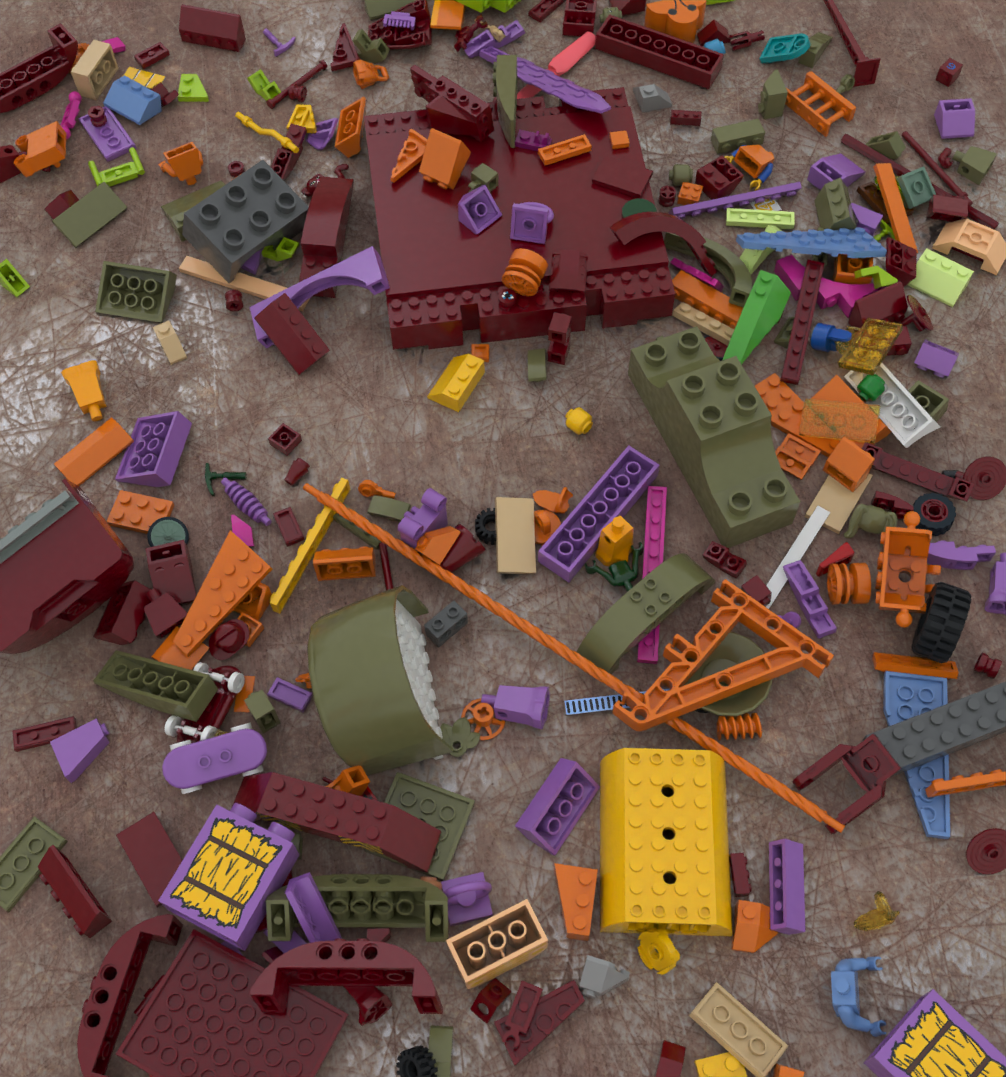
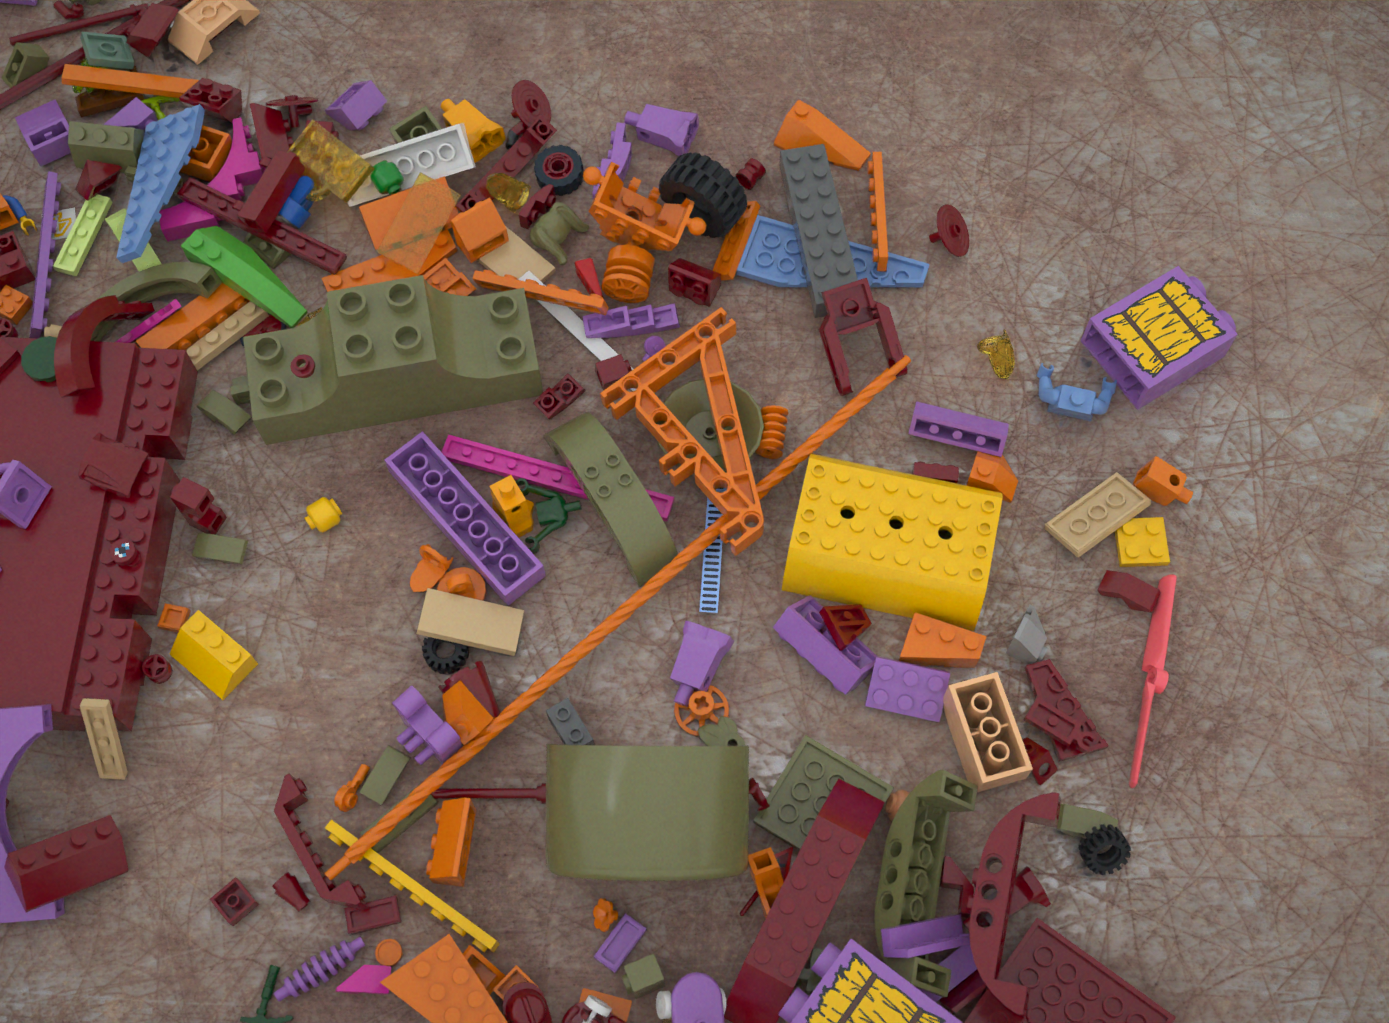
camera: 80 degrees left, 5 degrees up
(264, 543) = (388, 952): none -> orange piece
(363, 453) = (290, 798): none -> dark red slope
(377, 327) = (104, 738): none -> tan plate
(415, 767) = (757, 794): none -> dark red piece
(442, 348) = (153, 664): none -> dark red wheel
(467, 898) = (914, 760): medium lavender tile -> none
(524, 272) = (99, 515): orange wheel -> none
(531, 875) = (907, 689): none -> medium lavender plate
(576, 815) = (845, 623): none -> dark red wing
(645, 335) = (224, 411): none -> olive slope
(667, 955) = (1020, 568): yellow plate -> none
(677, 364) = (305, 371): none -> dark red plate
(806, 212) = (97, 178): none -> dark red slope
(810, 528) = (549, 293): none -> orange plate
(829, 314) = (271, 191): none -> dark red brick
(862, 637) = (693, 282): none -> dark red slope
(880, 276) = (234, 124): lime slope -> none
(897, 478) = (508, 190): none -> clear yellow piece
(940, 277) = (247, 65): yellowish green slope -> none
(944, 443) = (482, 133): none -> light orange piece

